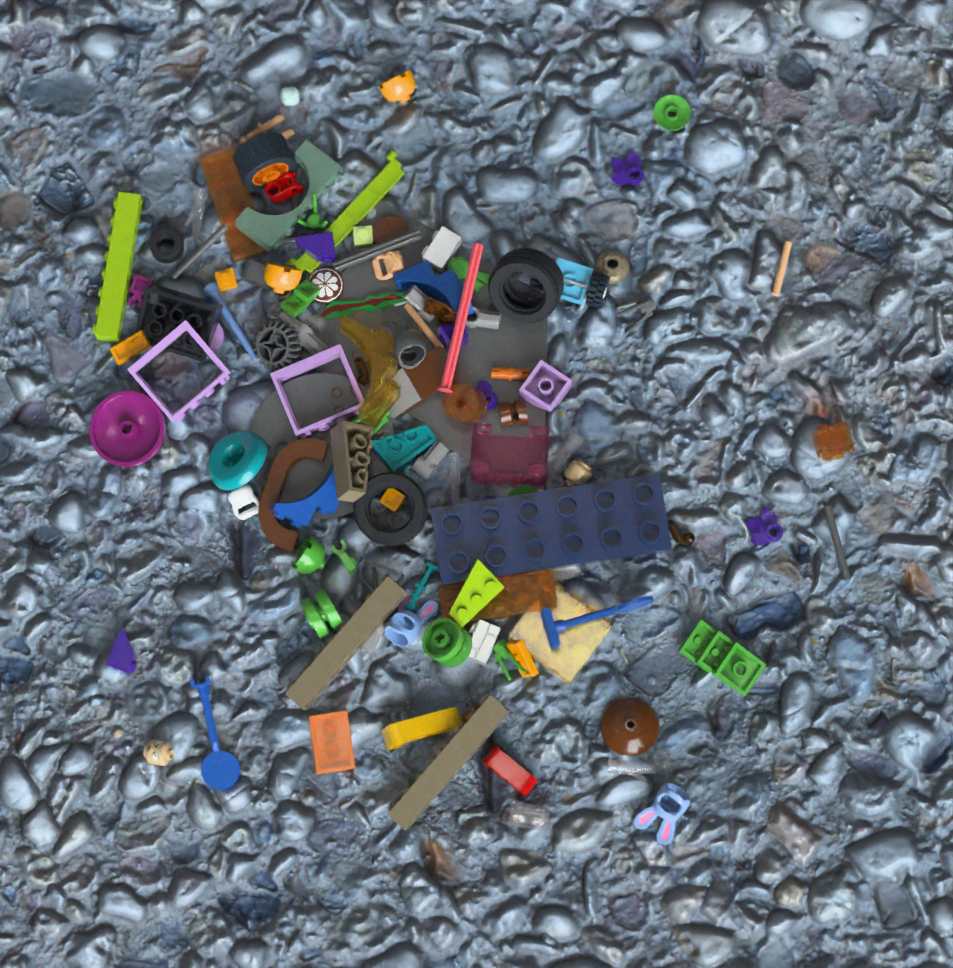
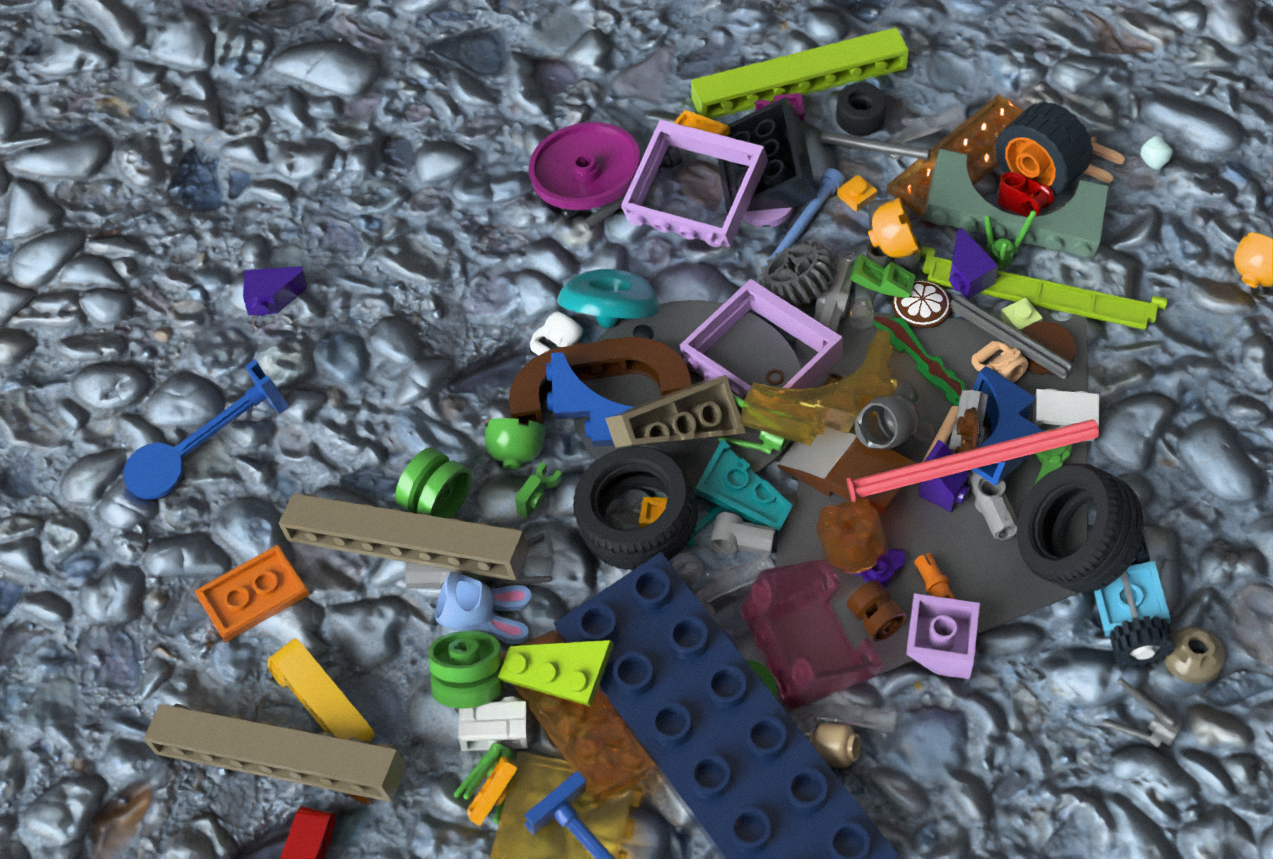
camera: 65 degrees right, 20 degrees down
(158, 752) = (148, 385): tan head -> none
(410, 605) = (505, 602): teal piece -> none

